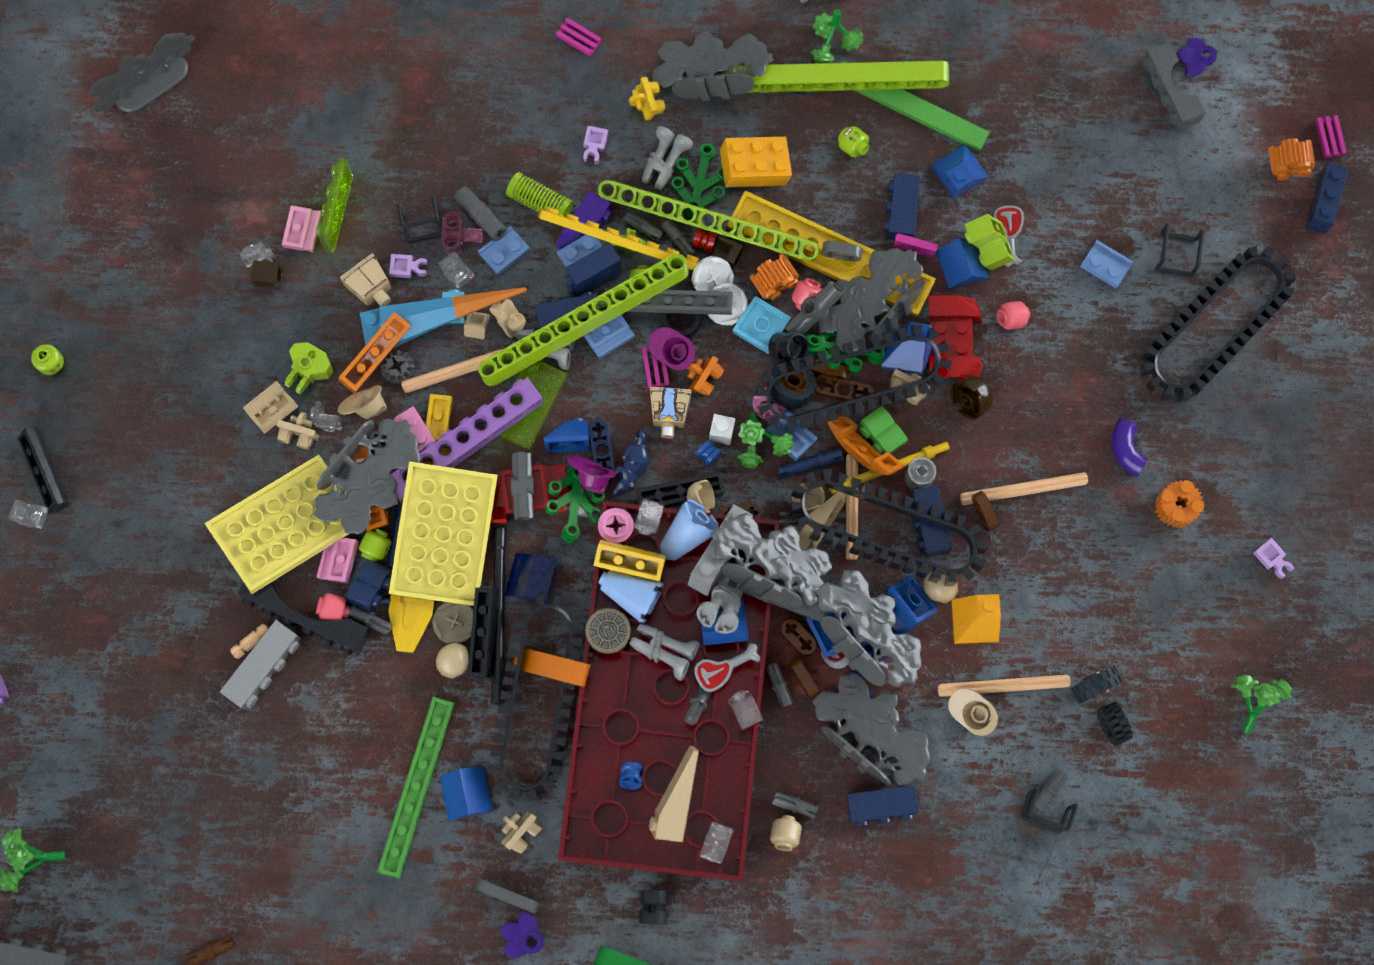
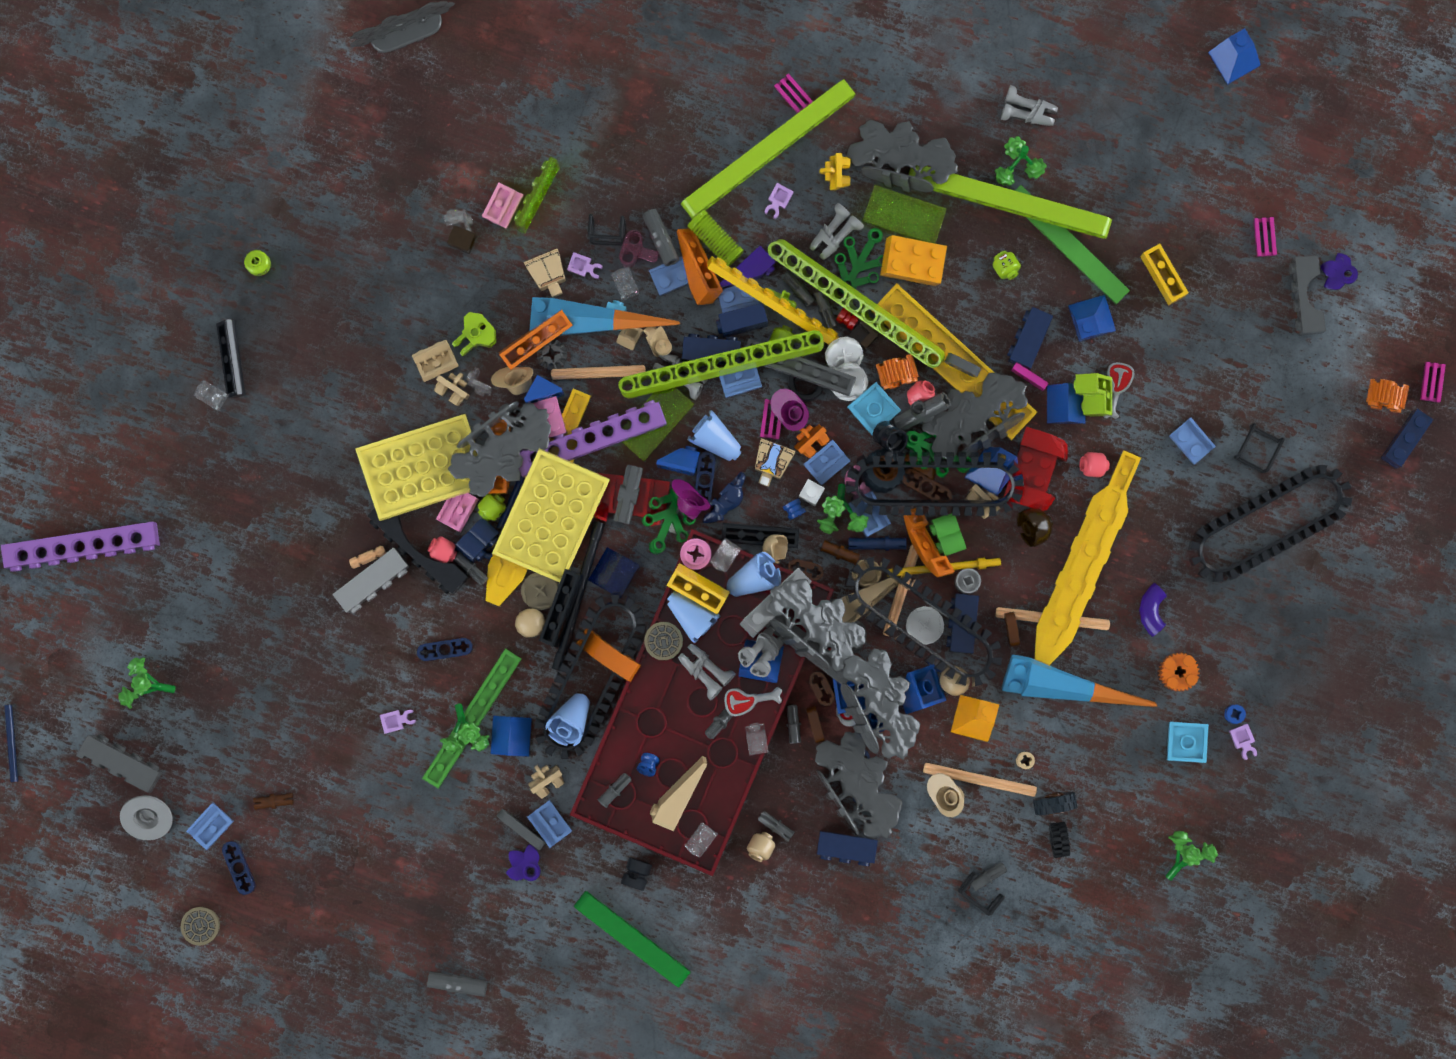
camera: 25 degrees right, 10 degrees up
(328, 815) = (394, 721): none -> lavender plate
(347, 718) = (431, 656): none -> dark blue beam
(398, 400) = (541, 390): none -> blue slope
(415, 800) = (467, 734): none -> bright green plant
(527, 754) = (569, 721): none -> light blue cone
(533, 237) = (701, 280): none -> orange slope
(538, 880) = (549, 823): none -> medium blue plate
(568, 95) = (768, 148): none -> lime beam
(600, 401) = (715, 438): none -> light blue cone
(601, 814) = (614, 790): none -> dark grey axle
(728, 394) = (826, 462): none -> medium blue plate
(729, 119) = (904, 214): none -> clear neon green plate
(772, 484) = (840, 552): none -> reddish brown pin
(890, 532) = (925, 624): none -> white tile
(1020, 104) = (1164, 274): none -> yellow brick
(1032, 556) = (1040, 680): none -> dark azure plate
(1038, 424) = (1087, 556): none -> yellow plate
(1052, 643) = (1020, 757): none -> tan bush
(1119, 48) = (1265, 237): none -> dark pink tile
(1214, 577) = (1187, 742): none -> medium azure plate
(1249, 536) = (1231, 715): none -> blue wheel

